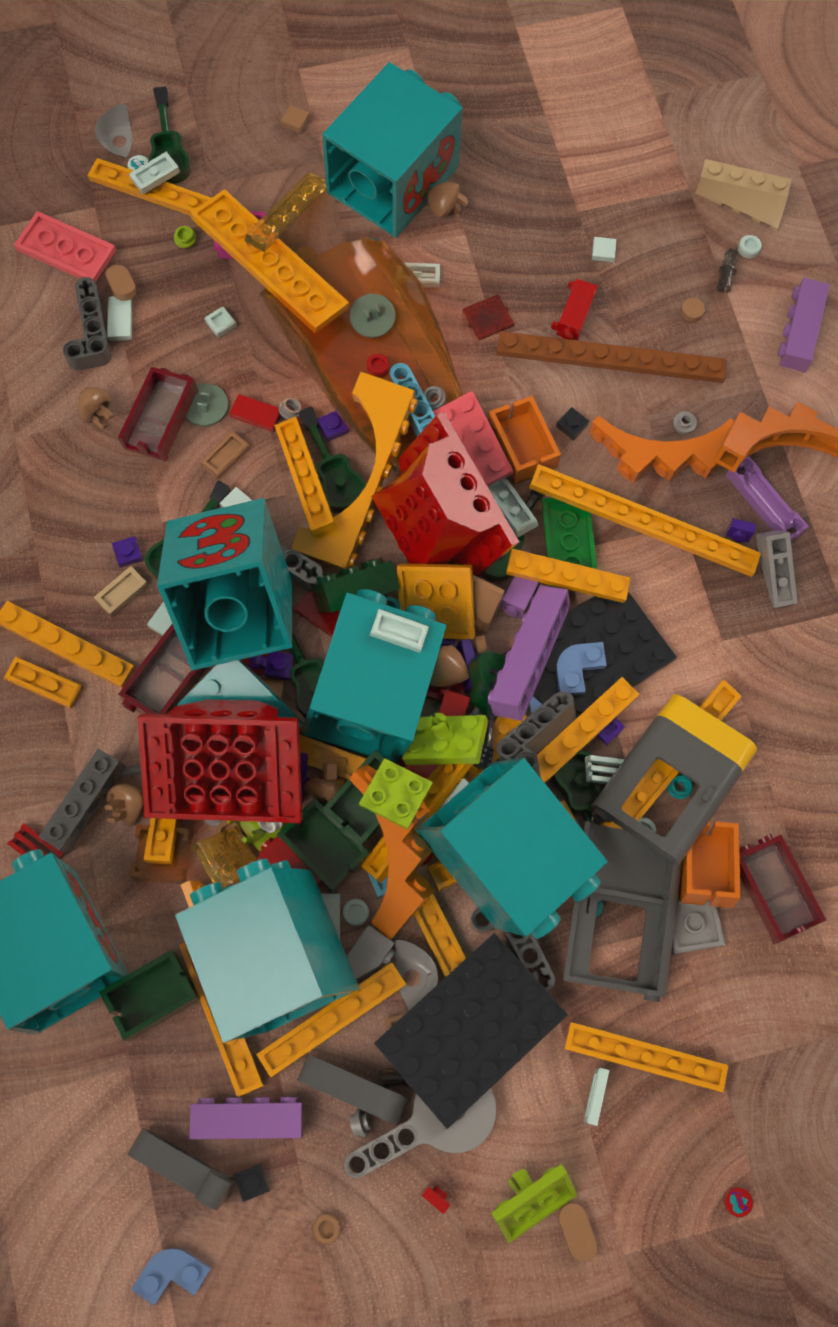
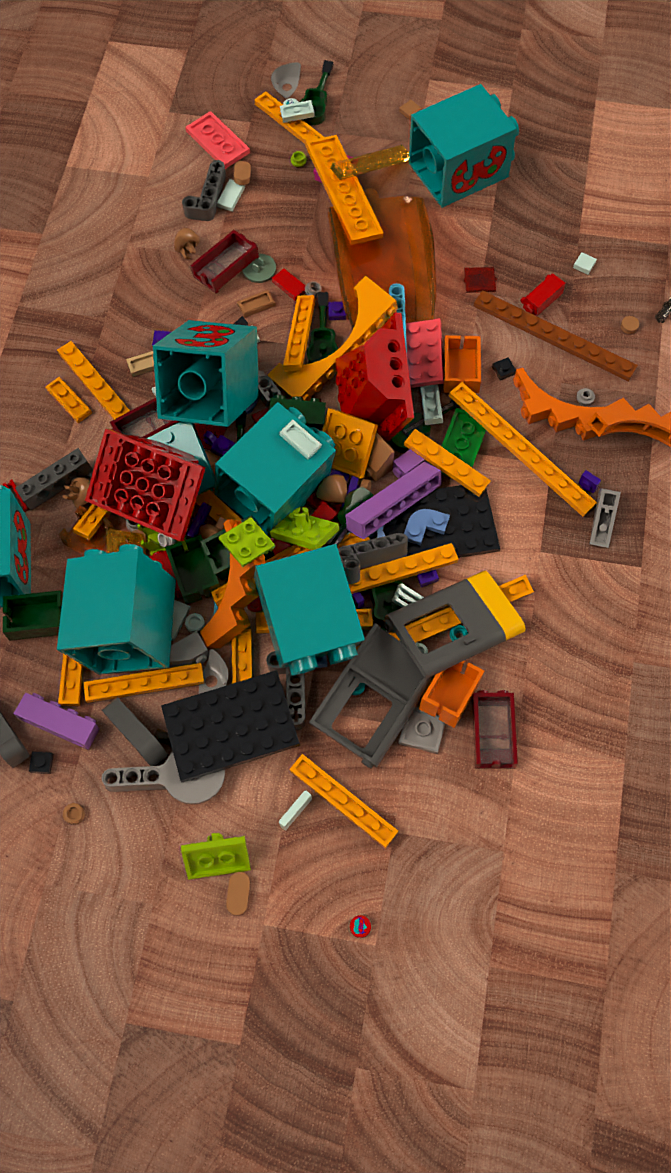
camera: 30 degrees right, 5 degrees down
(220, 322) = (295, 220): light aqua tile -> none
(360, 1123) = (128, 756): light grey plate -> none
(372, 315) = (398, 249): sand green piece -> none
(377, 365) = (385, 282): red tile -> none
(426, 279) = (443, 237): light aqua tile -> none
(435, 391) = (413, 314): light grey plate -> none
(436, 1197) = (154, 826): red plate -> none
(444, 198) = (486, 191): medium nougat piece -> none
(766, 500) = (619, 469): medium lavender piece -> none

